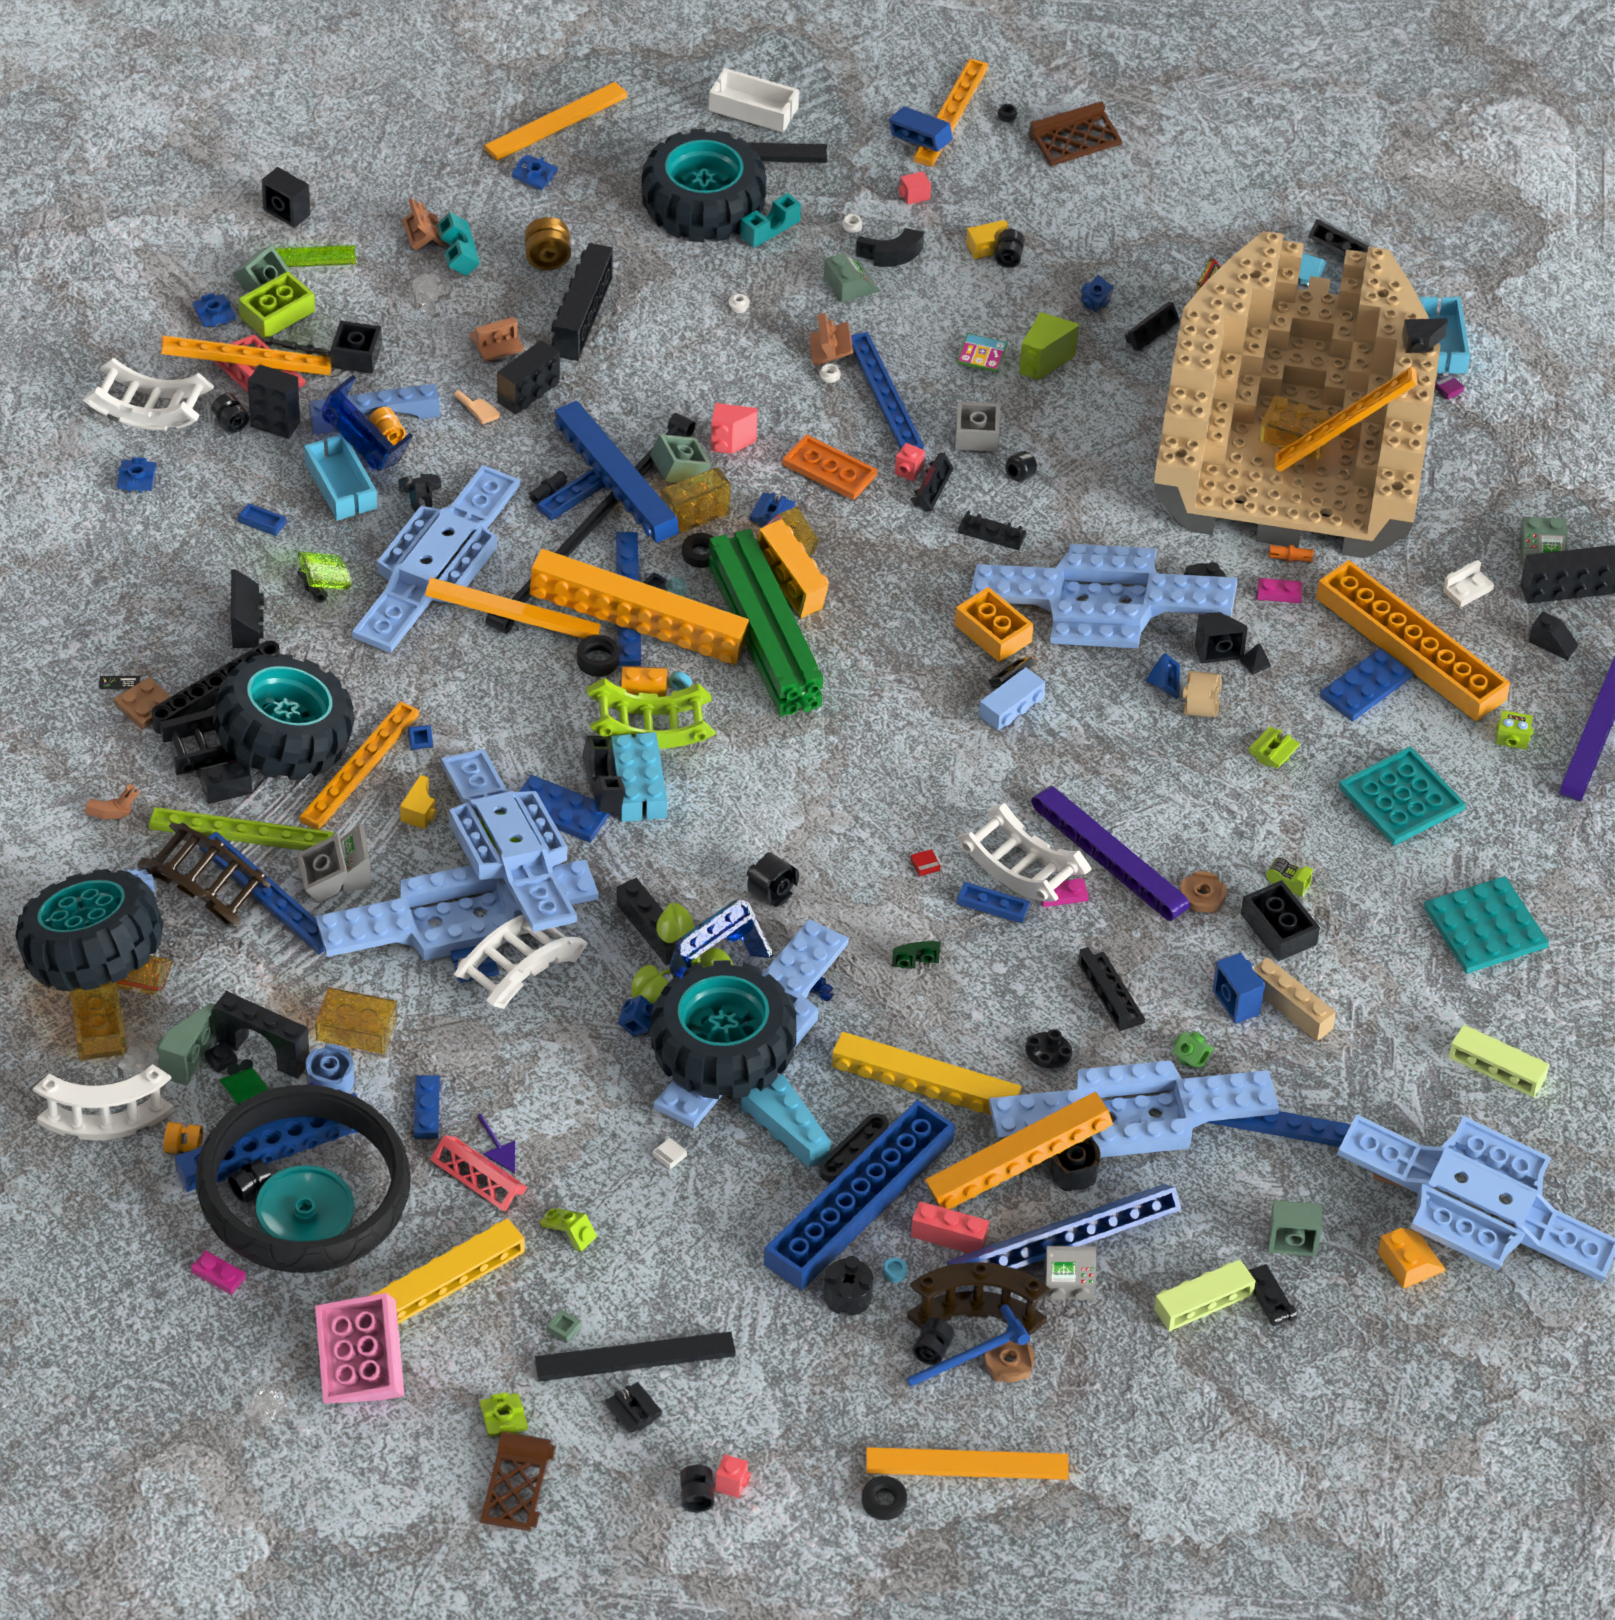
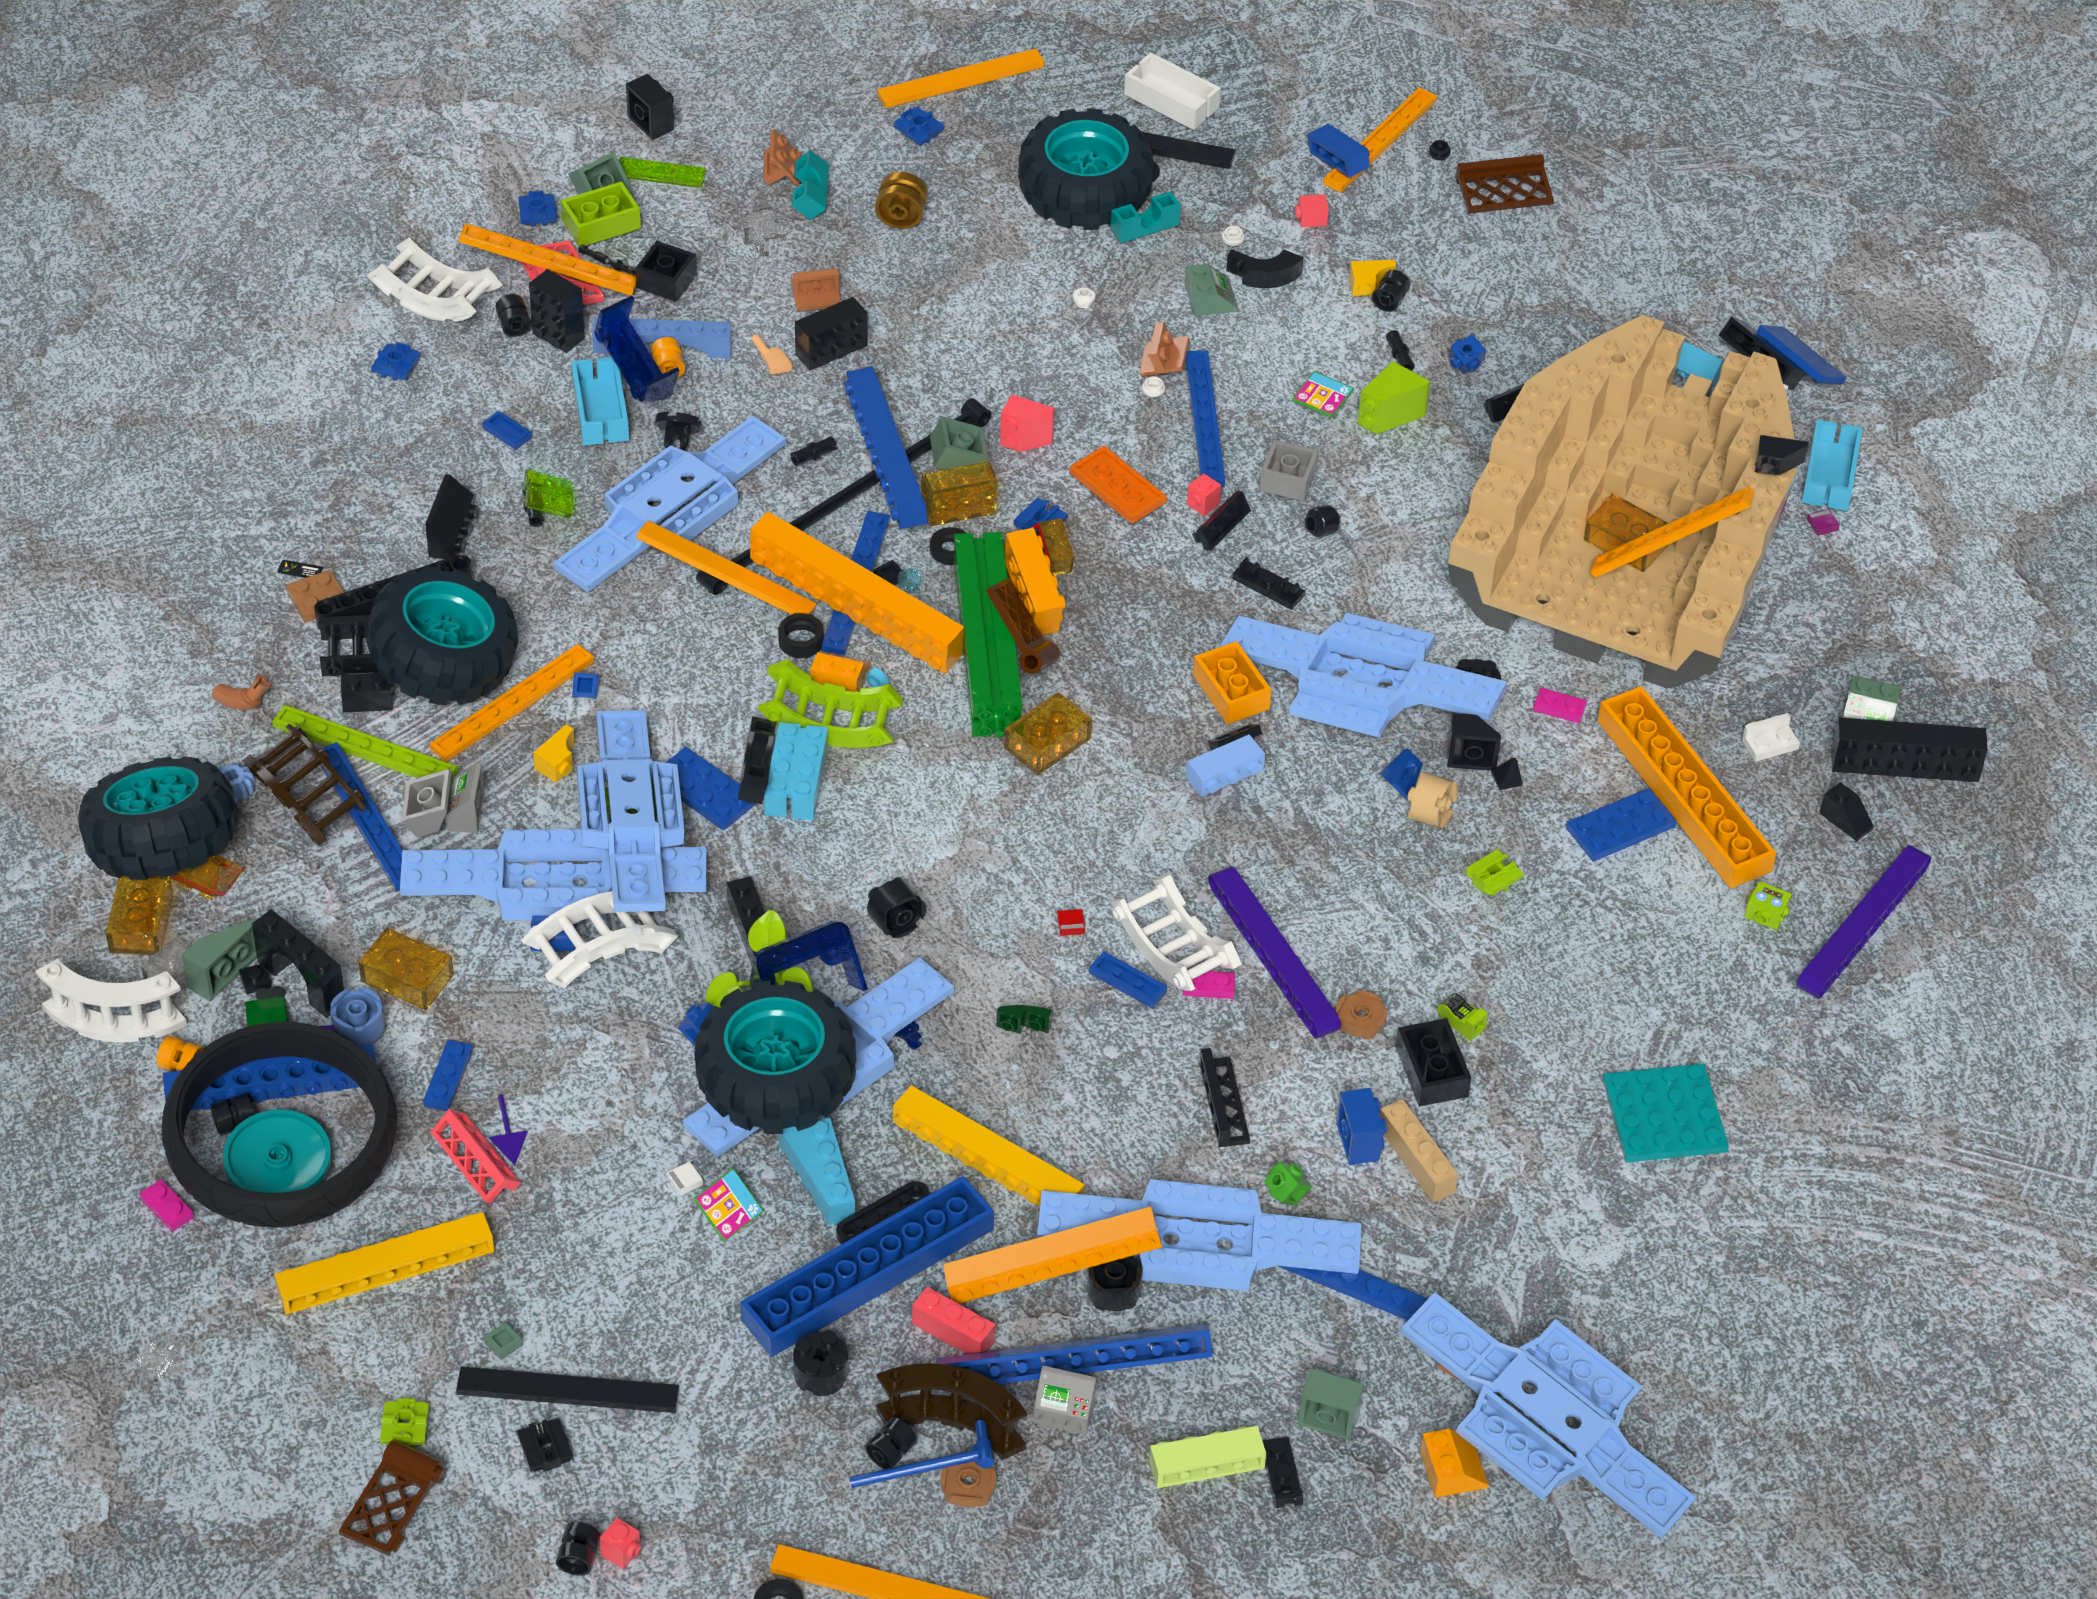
camera: 15 degrees right, 0 degrees up
(359, 1349) = (274, 1319): bright pink slope -> none
(570, 495) = (833, 464): blue tile -> none
(574, 1223) = (551, 1233): lime bracket -> none
(582, 301) = (916, 266): black brick -> none
(718, 1167) = (728, 1204): none -> piece
(817, 630) = (1036, 652): none -> reddish brown piece
(849, 700) = (1048, 733): none -> clear yellow brick
(894, 1269) = (880, 1356): medium azure tile -> none
(1034, 300) = (1400, 350): none -> black pin
(1048, 1049) = (1132, 1151): black dish -> none
(1291, 553) = (1585, 667): orange pin -> none
(1383, 240) = (1801, 354): none -> blue tile
(1402, 796) = (1618, 953): teal plate -> none
(1498, 1060) = (1626, 1266): yellowish green brick -> none

